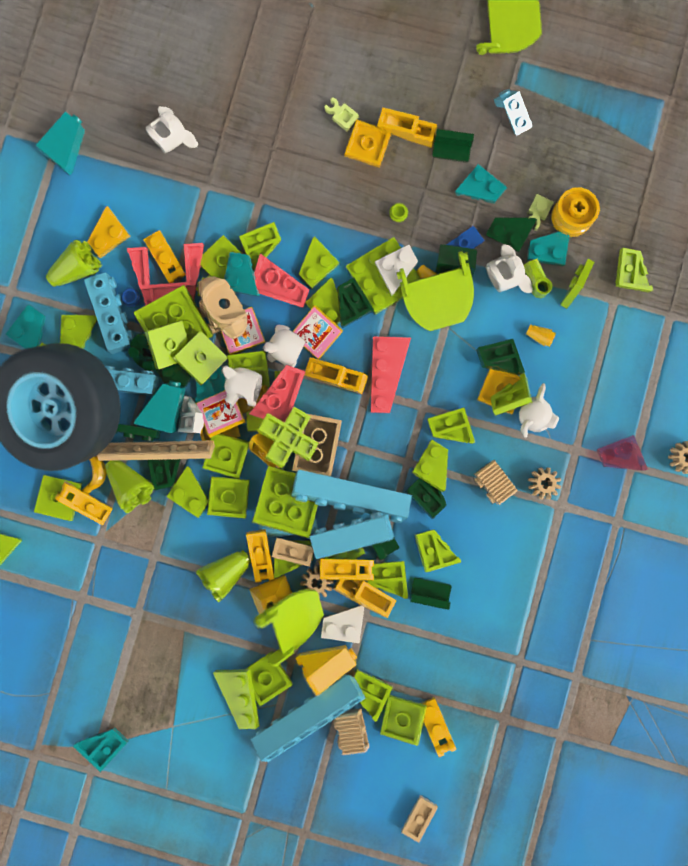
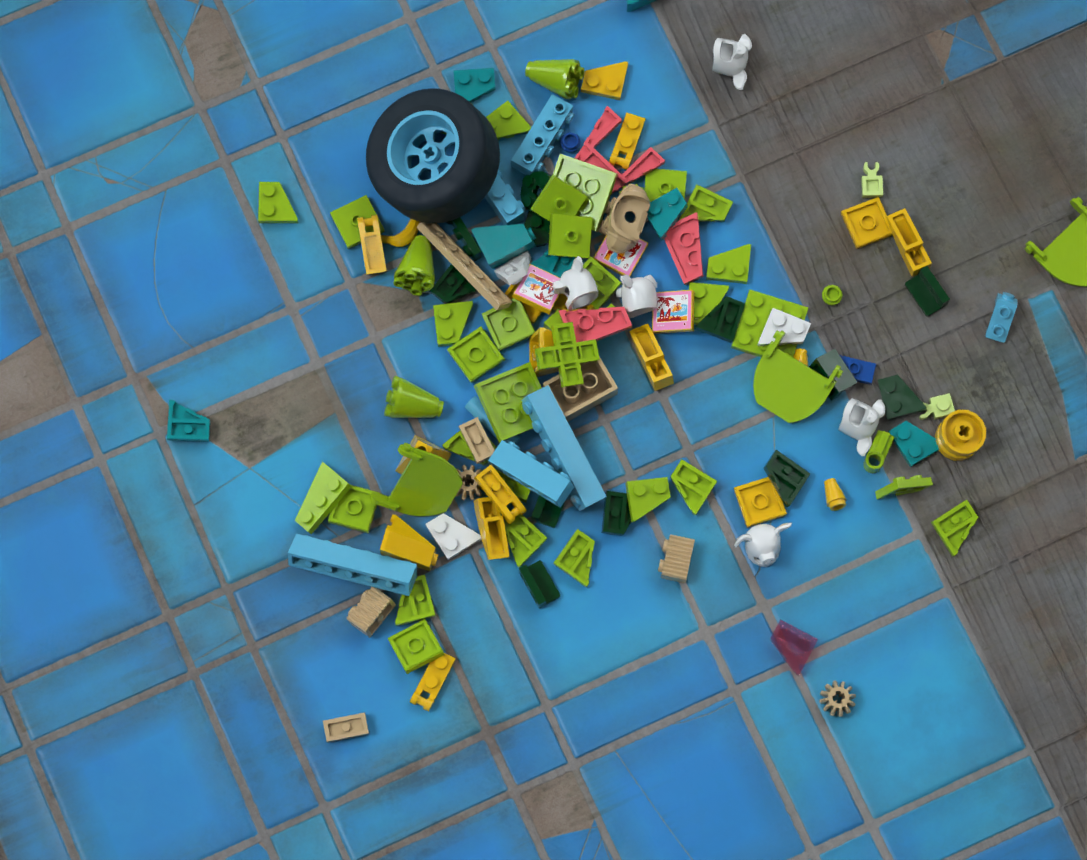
camera: 45 degrees right, 10 degrees down
(260, 555) = (451, 418): yellow plate -> none
(387, 365) = (698, 390): coral wing -> none
(481, 186) = (915, 343): teal wing -> none
(512, 396) = (759, 509): lime wing -> none
(547, 490) = (710, 606): tan gear -> none

